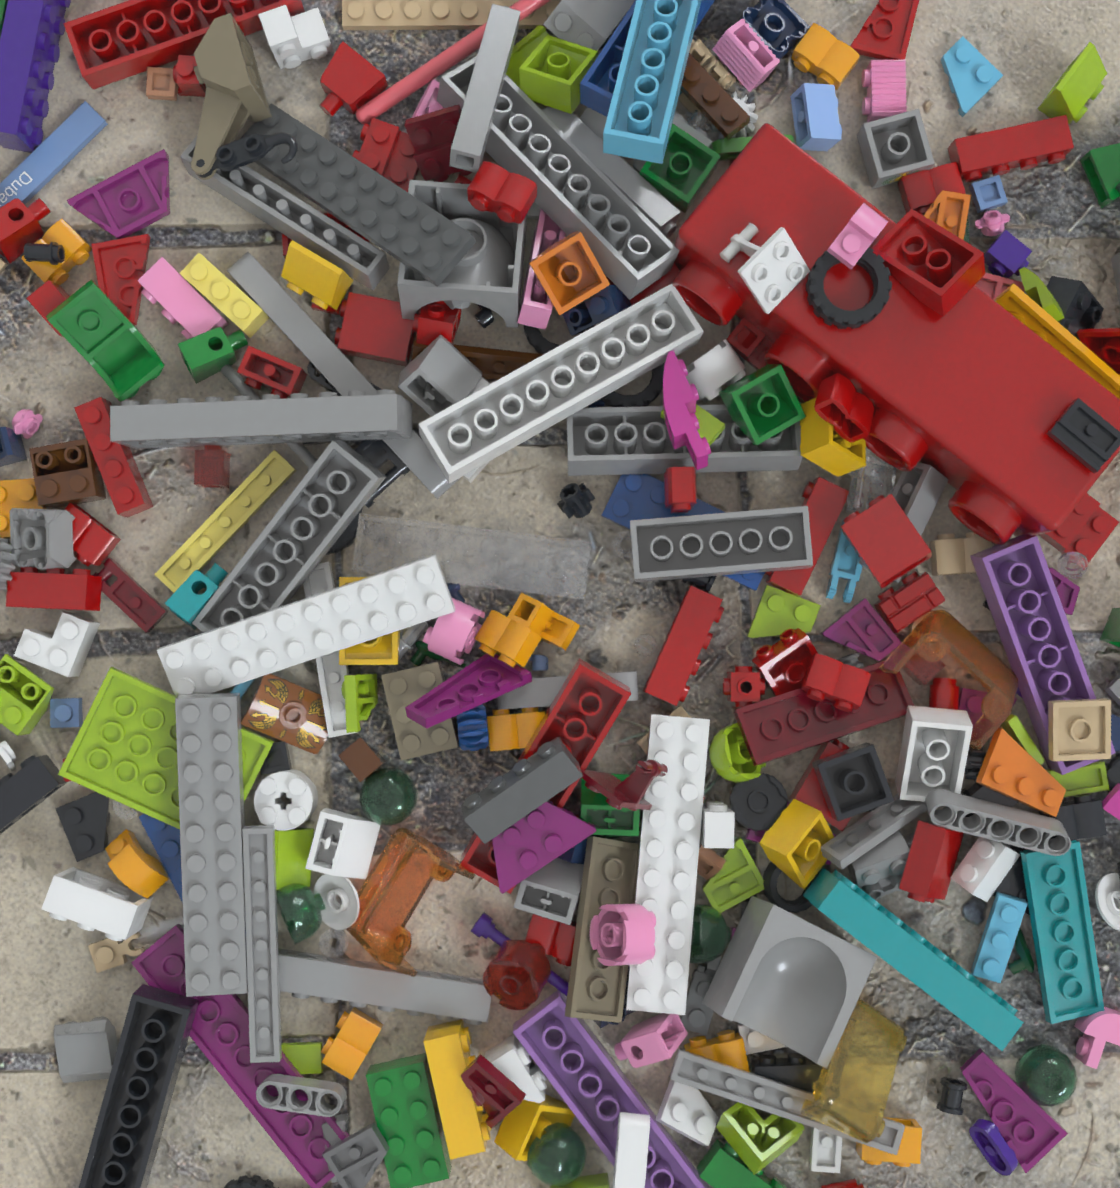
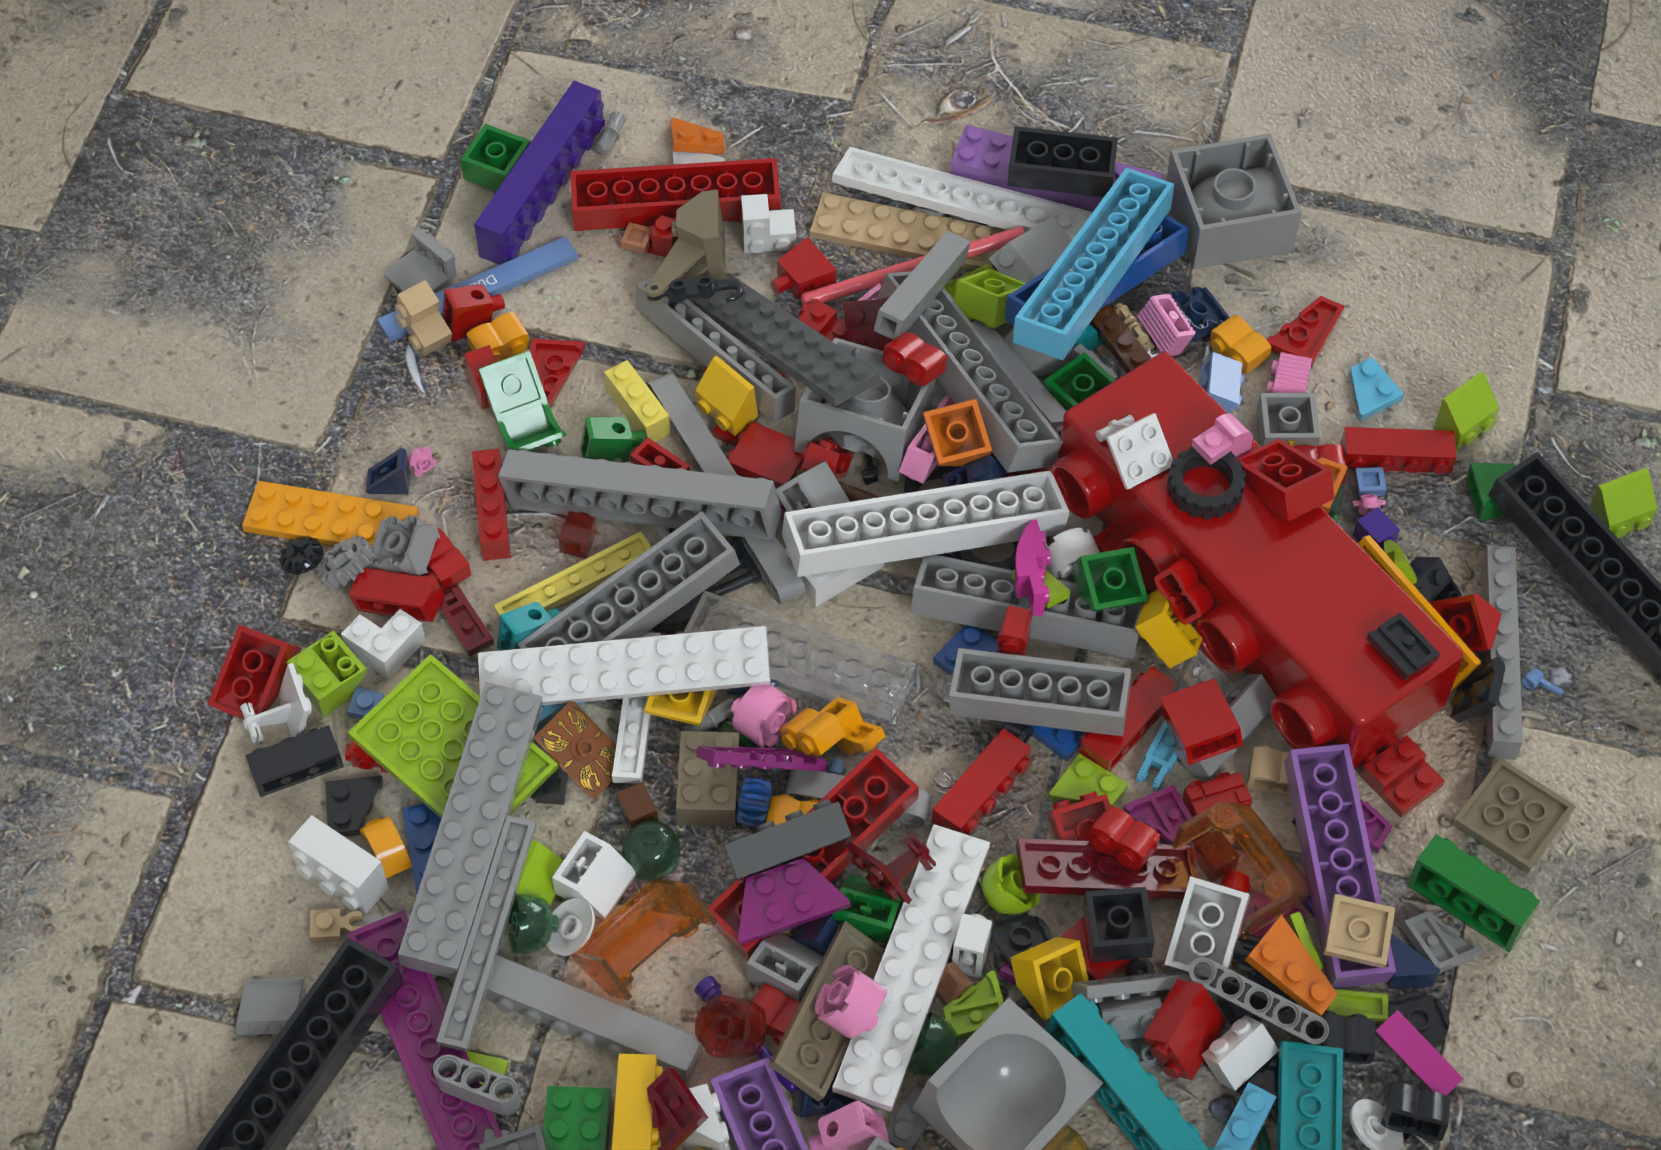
camera: 20 degrees right, 30 degrees down
(44, 253) = (498, 331): black pin -> none
(66, 474) = (446, 503): reddish brown slope -> none
(129, 197) = (576, 314): magenta wing -> none
(179, 300) = (593, 392): bright pink brick -> none
(273, 810) = (556, 820): white brick -> none
(352, 1042) = (541, 1064): light orange brick -> none
(360, 698) = (654, 744): lime wing -> none
(576, 500) = (912, 637): black gear -> none
(732, 685) = (1032, 825): red brick -> none
(1072, 571) = (1382, 808): clear plate -> none

